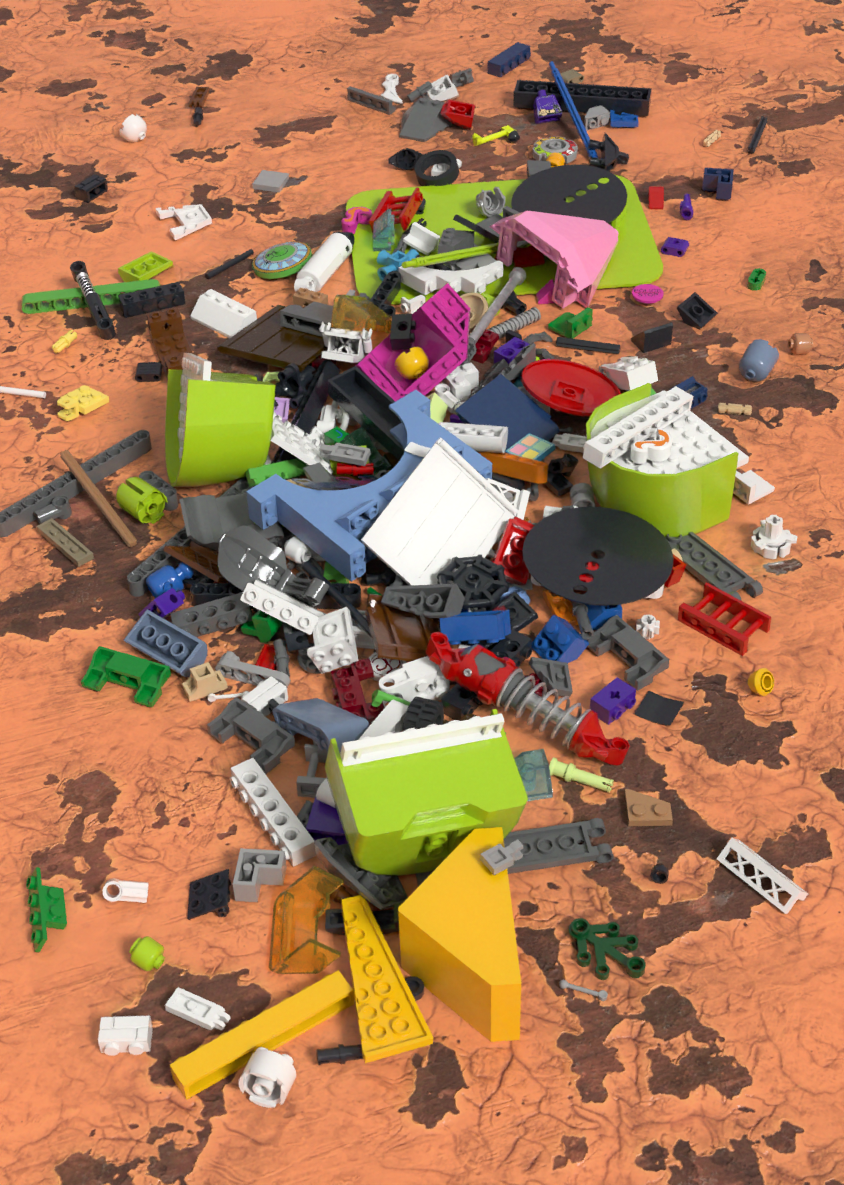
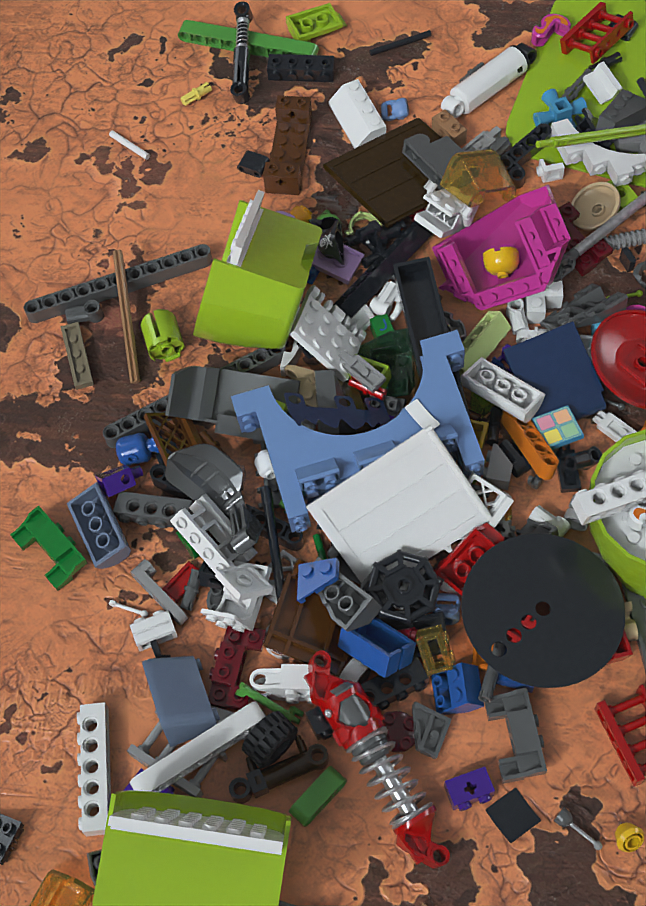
camera: 30 degrees right, 20 degrees up
(80, 400) = (168, 183): light yellow plate -> none
(164, 487) = (183, 319): dark grey beam -> none
(203, 682) = (111, 586): tan brick -> none
(253, 729) = (128, 672): dark grey bracket -> none
(257, 302) = (399, 109): none -> medium blue piece
(257, 868) = (43, 832): light grey brick -> none
(281, 260) = (451, 58): dish -> none
(285, 469) = (289, 356): bright green hinge -> none
(305, 812) = (121, 784): dark grey arm -> none
(333, 625) = (243, 585): none -> white bracket
(384, 232) = (568, 60): clear light blue slope -> none
(395, 596) = (316, 576): none -> blue wing
(402, 331) = (514, 201): black brick -> none
(509, 350) = (618, 278): dark purple brick -> none
(522, 617) = (443, 639): none -> clear yellow window
(535, 774) = (339, 843): clear light blue slope -> none
(570, 772) = (382, 856): yellowish green pin -> none
(648, 626) = (560, 708): white gear -> none
(702, 692) = (565, 819): none -> hinge

